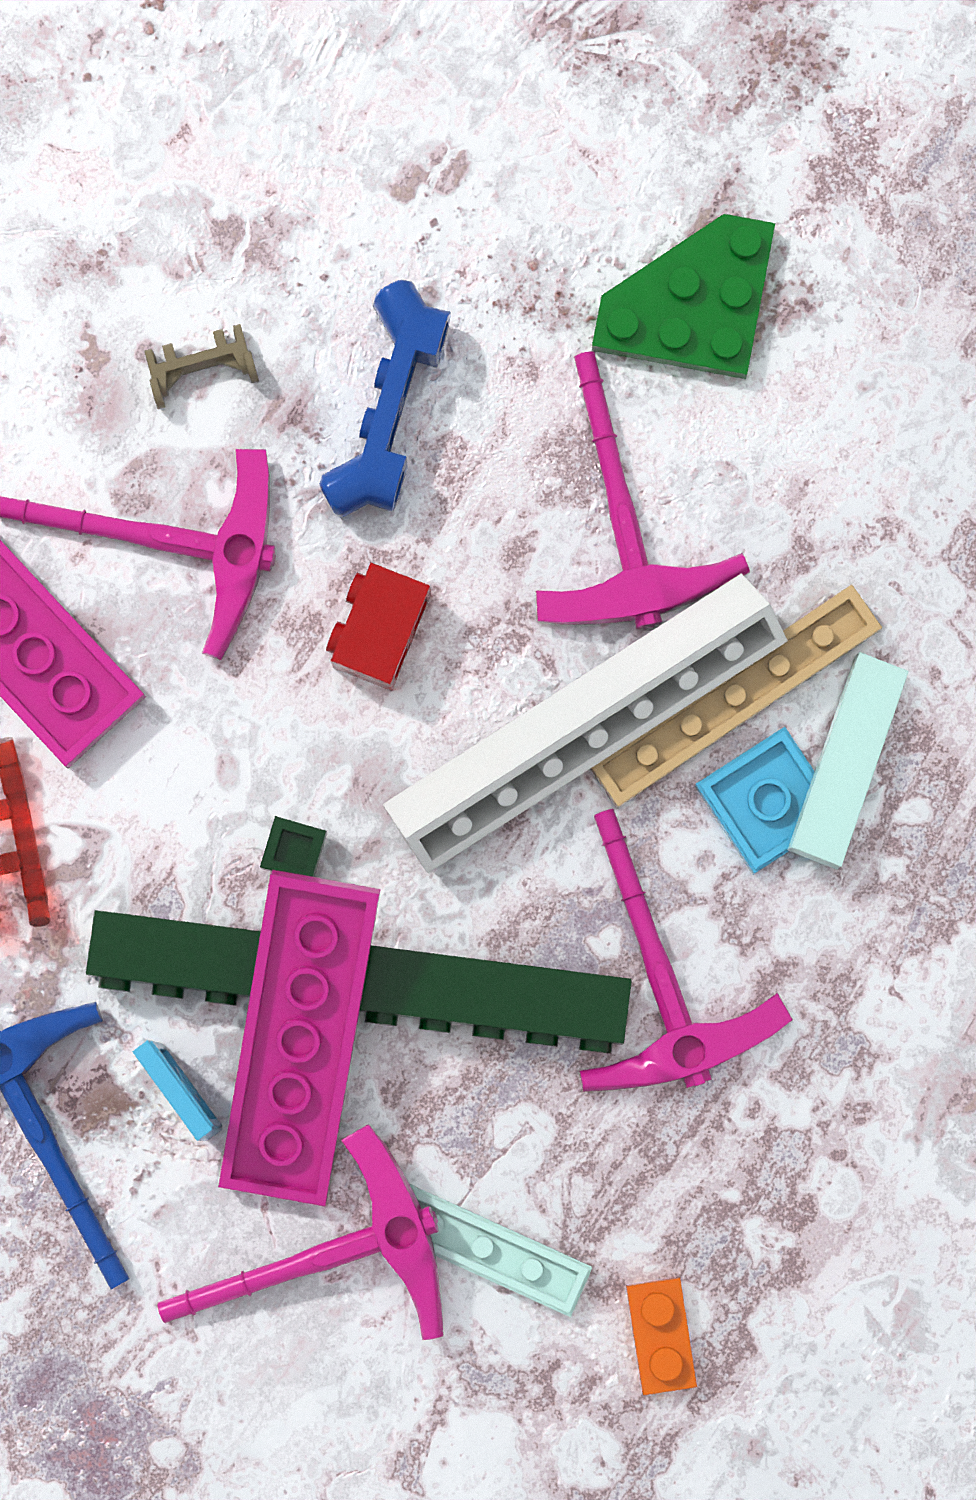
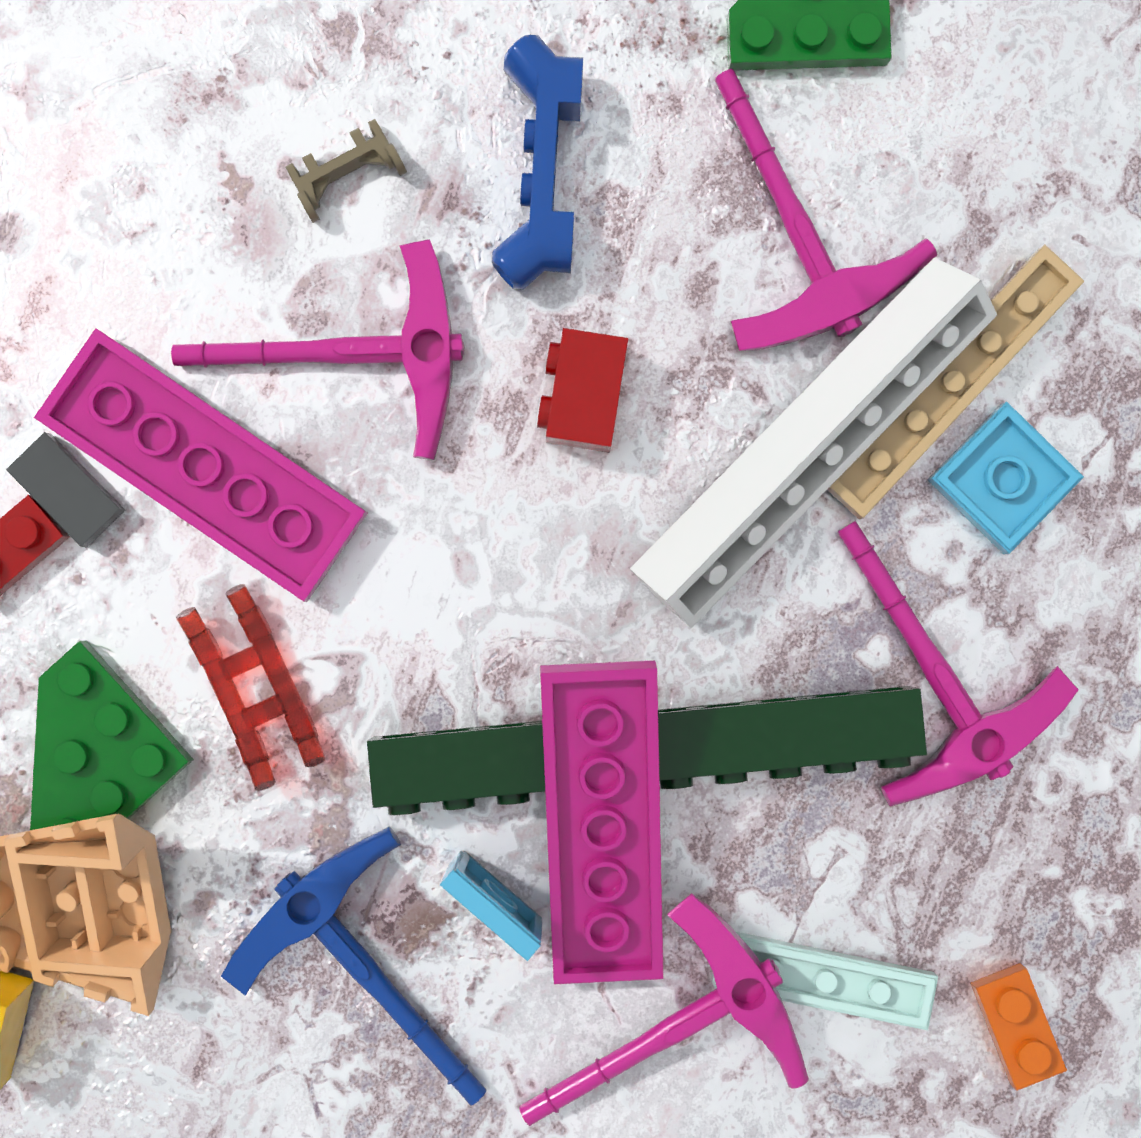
camera: 25 degrees left, 5 degrees up
(293, 847) = (550, 632): dark green plate -> none
(848, 761) = (1079, 422): light aqua tile -> none

